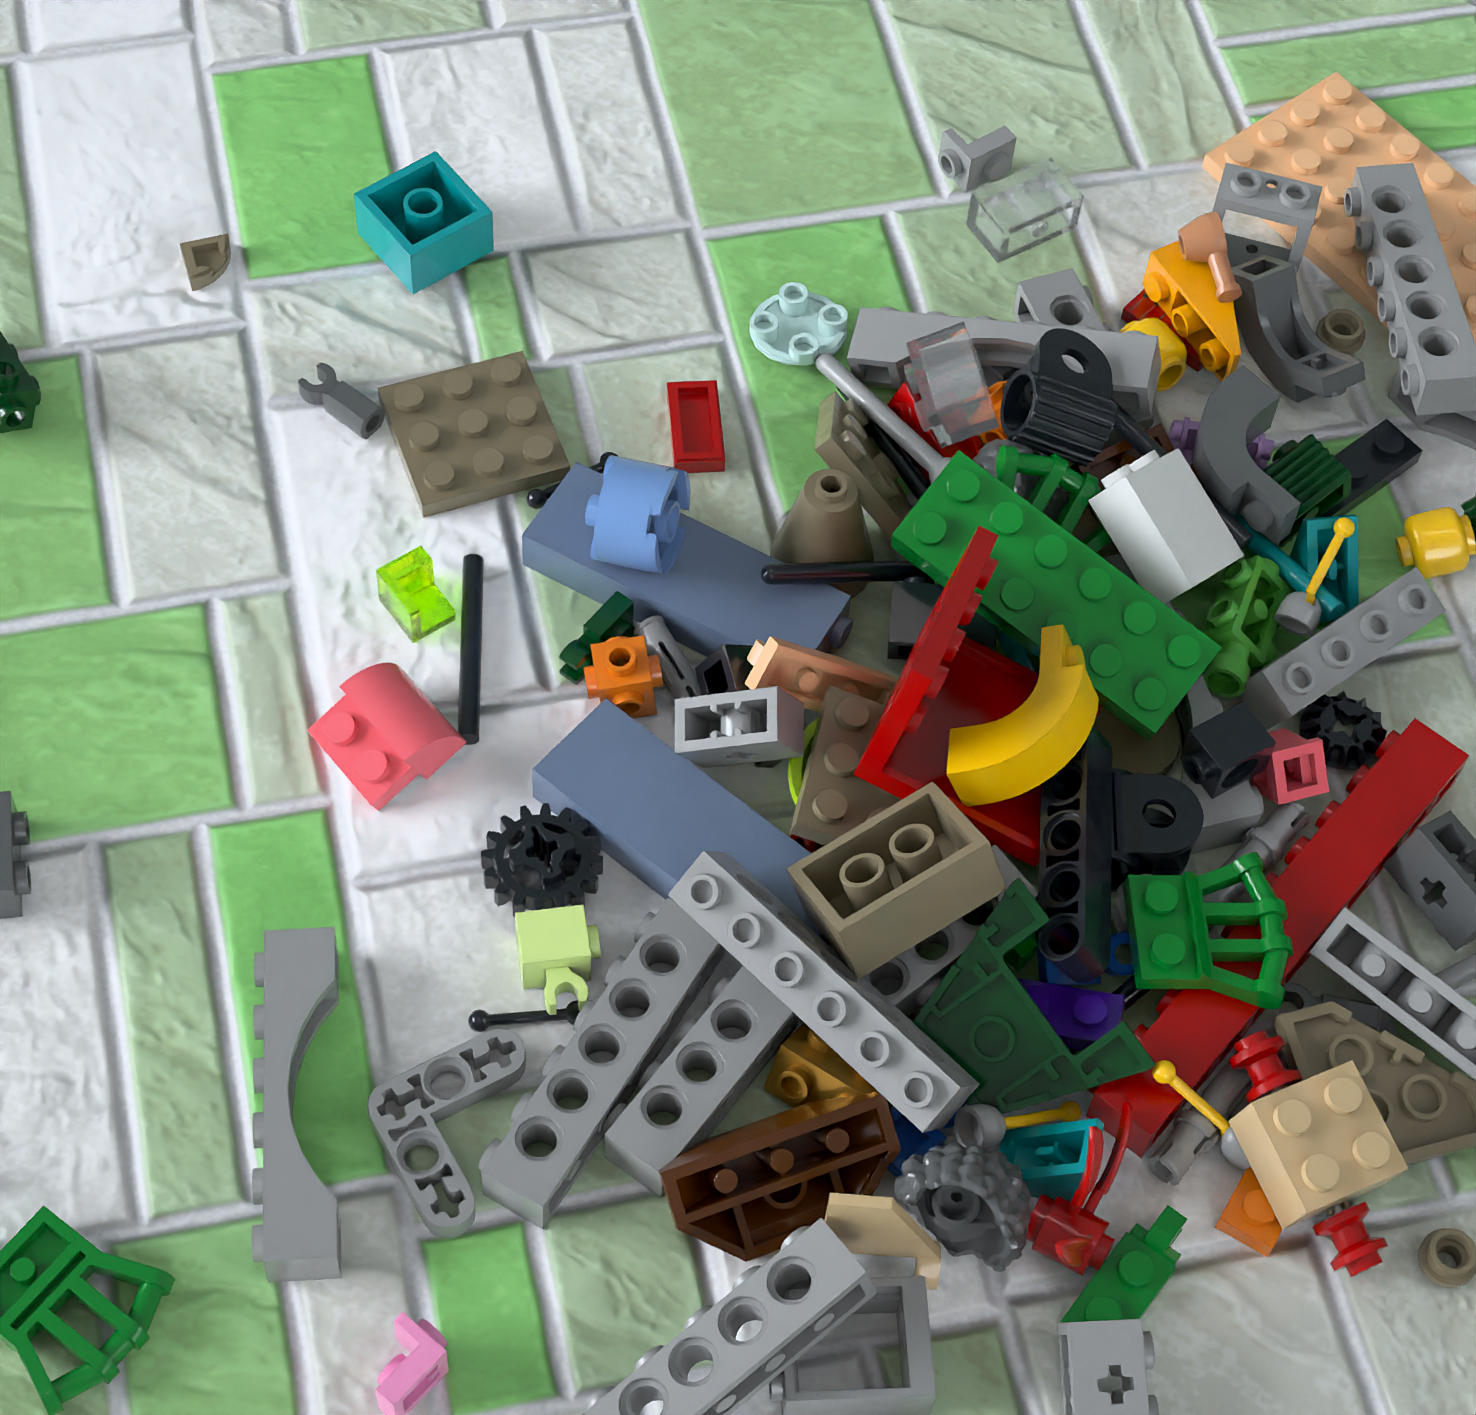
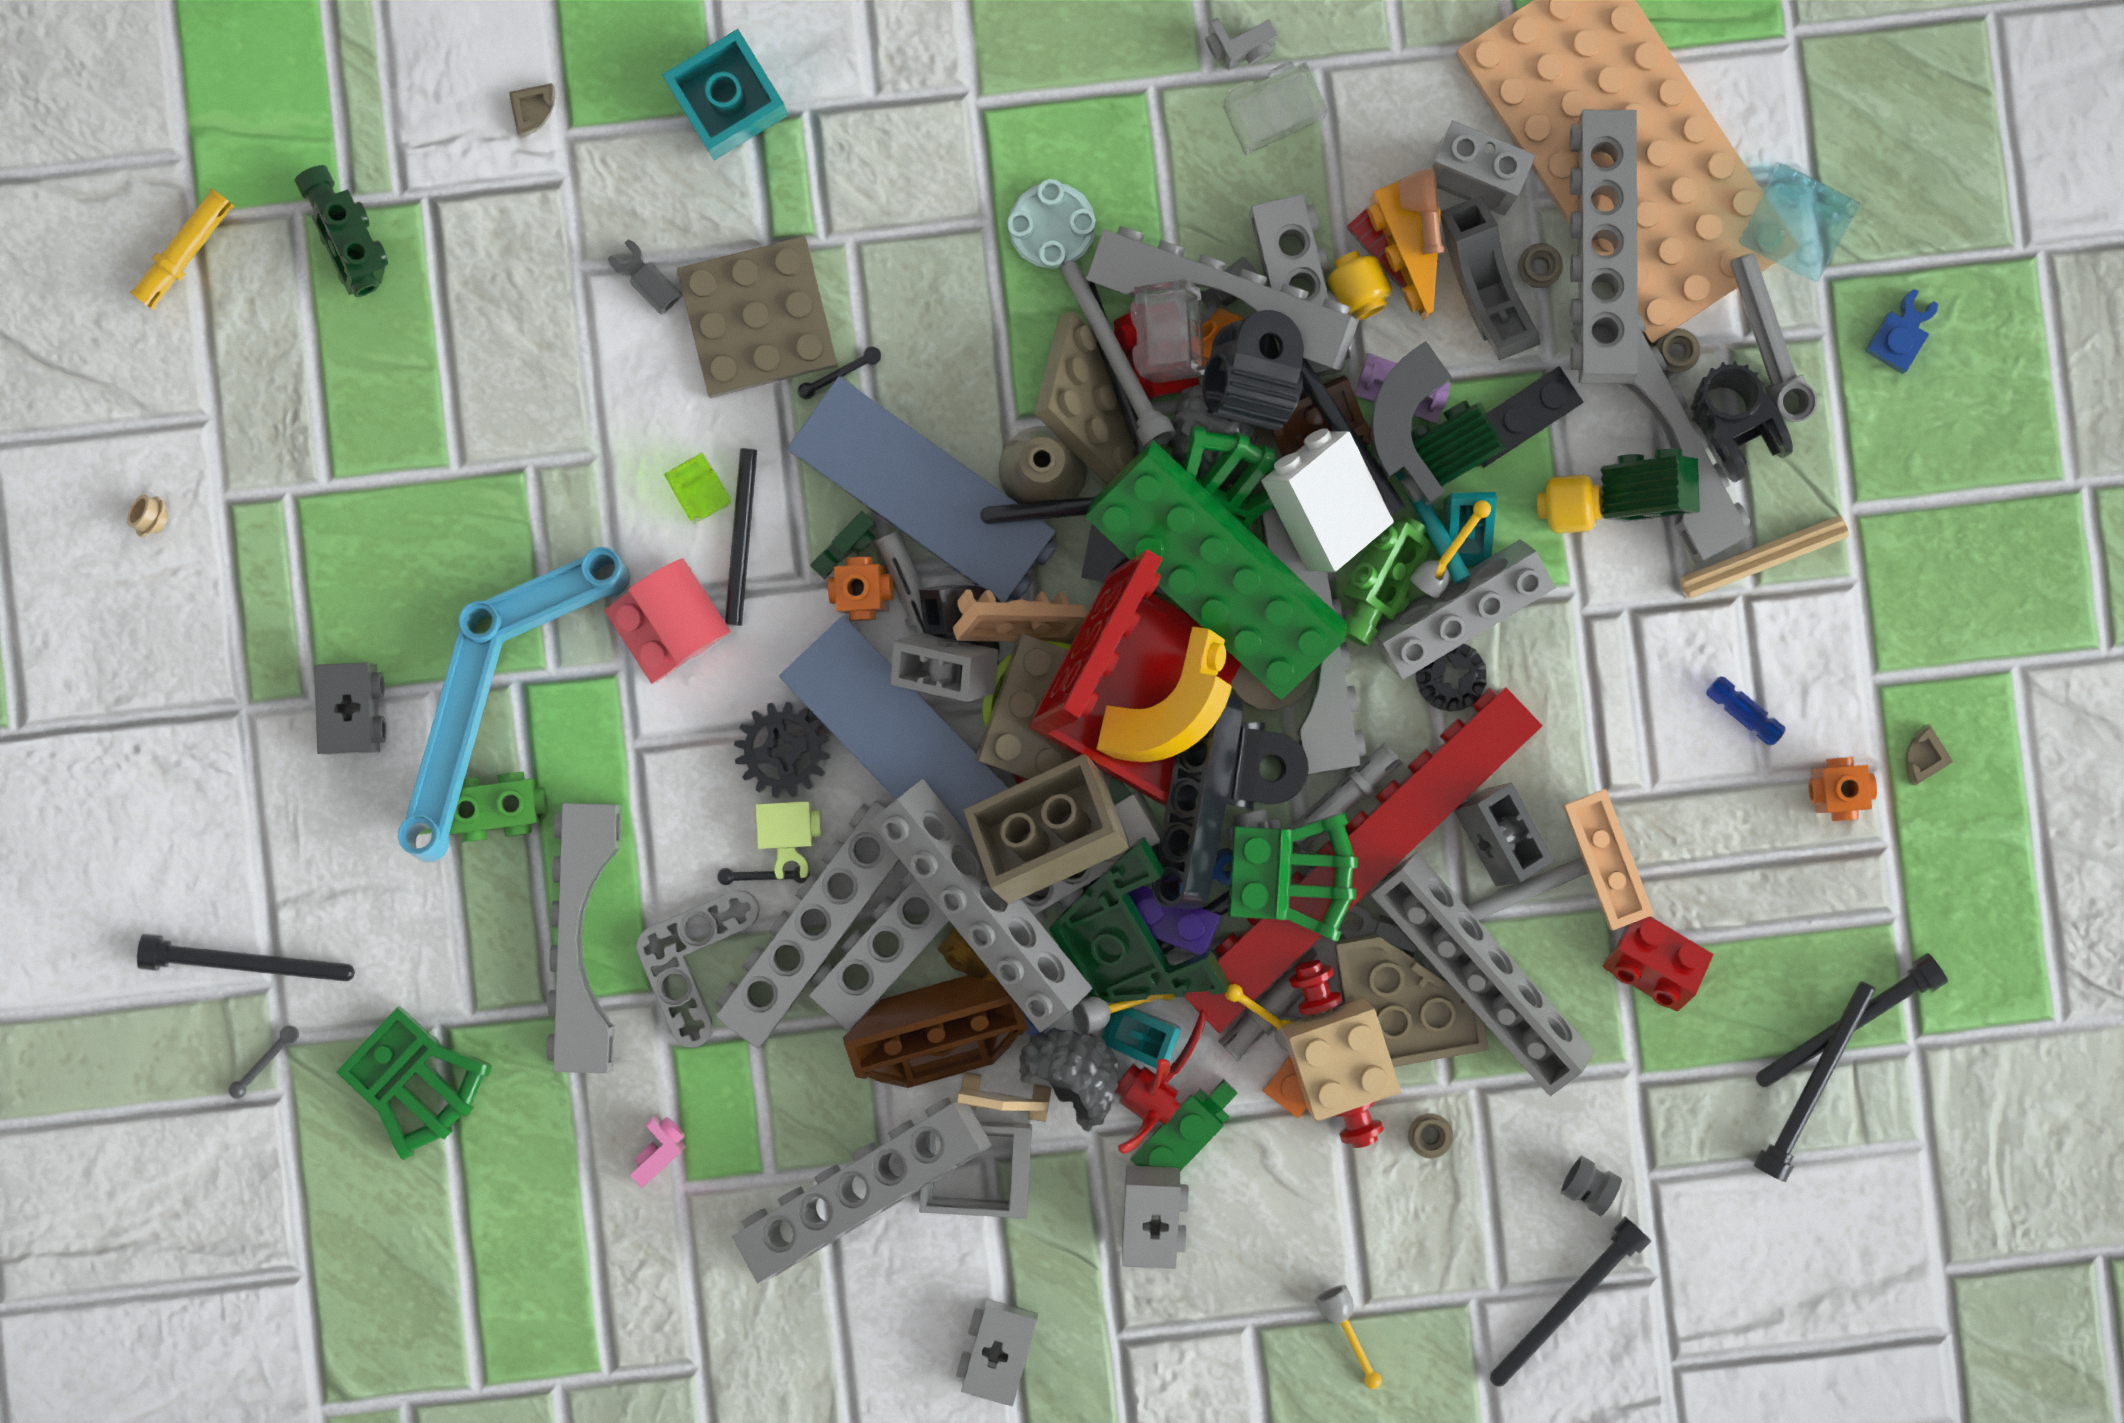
camera: 15 degrees right, 30 degrees up
(154, 764) = (470, 680): none -> medium azure piece
(158, 960) = (490, 809): none -> bright green brick
(638, 515) = (880, 459): medium blue brick -> none
(695, 426) = (950, 324): red tile -> none
(1226, 750) = (1336, 718): black brick -> none
(1294, 769) = (1391, 718): coral brick -> none

